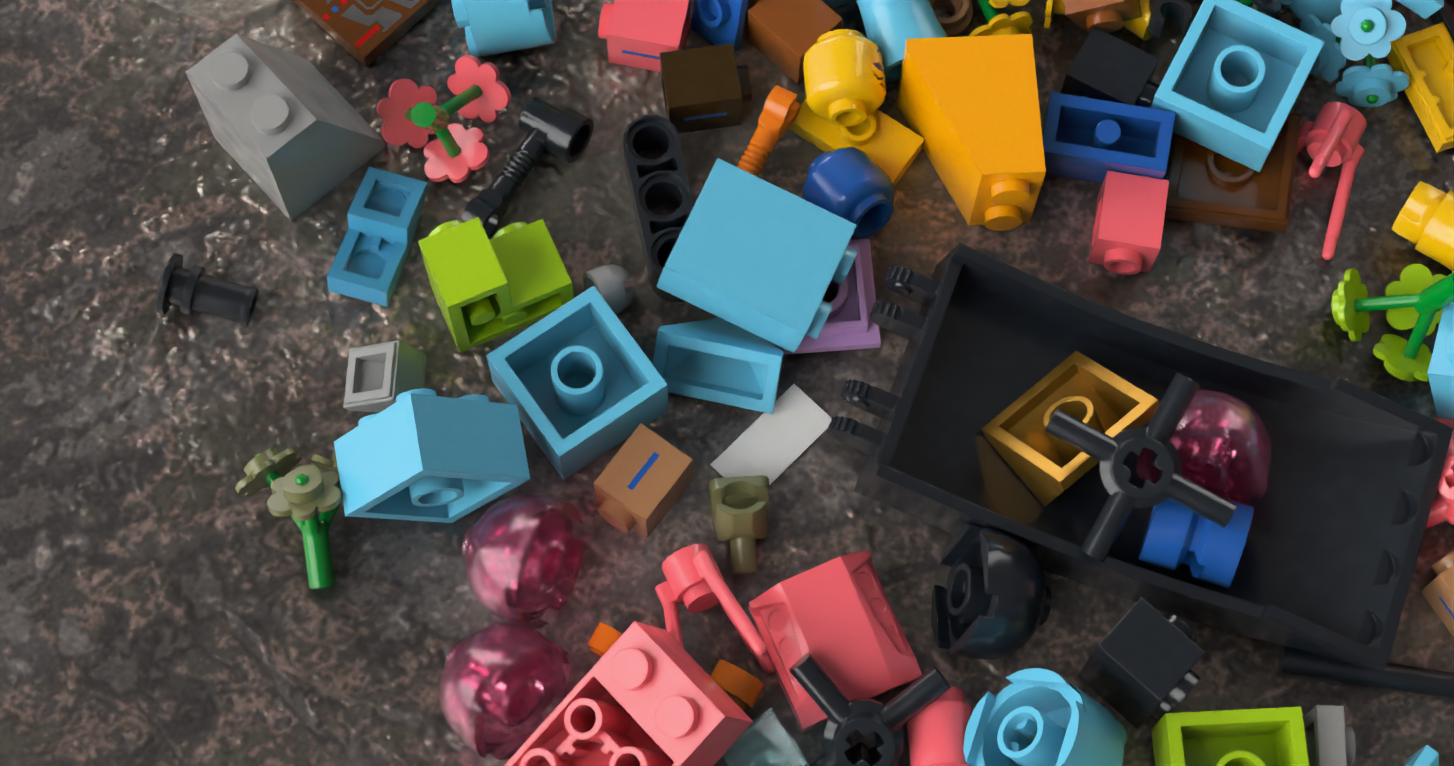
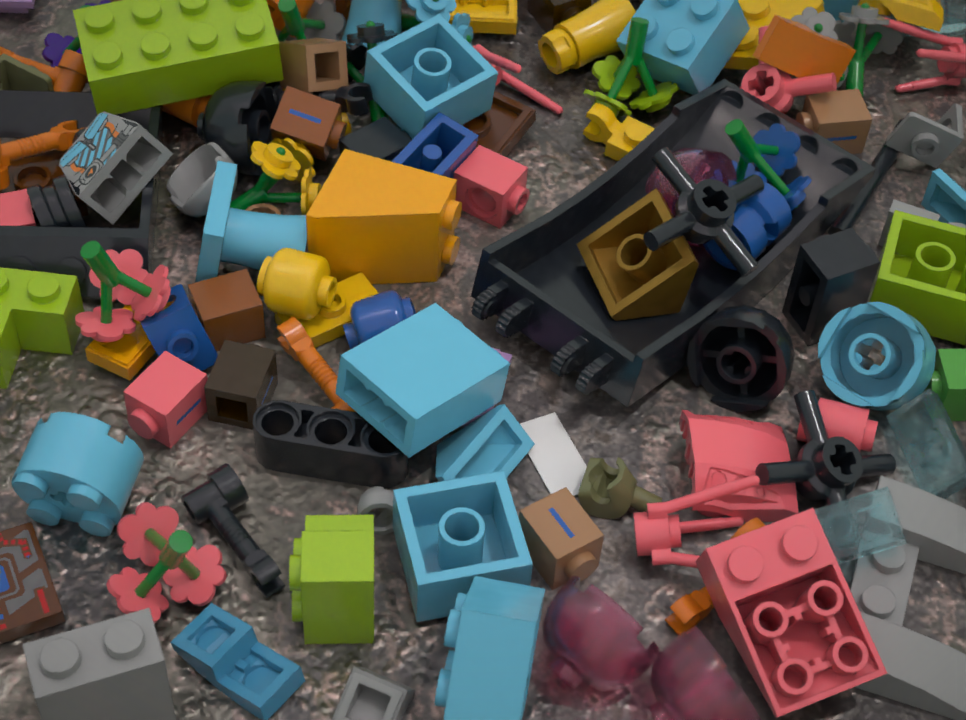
camera: 70 degrees left, 20 degrees down
(1288, 511) = (771, 153): none -> plant
(1312, 347) = (618, 137): none -> yellow plate

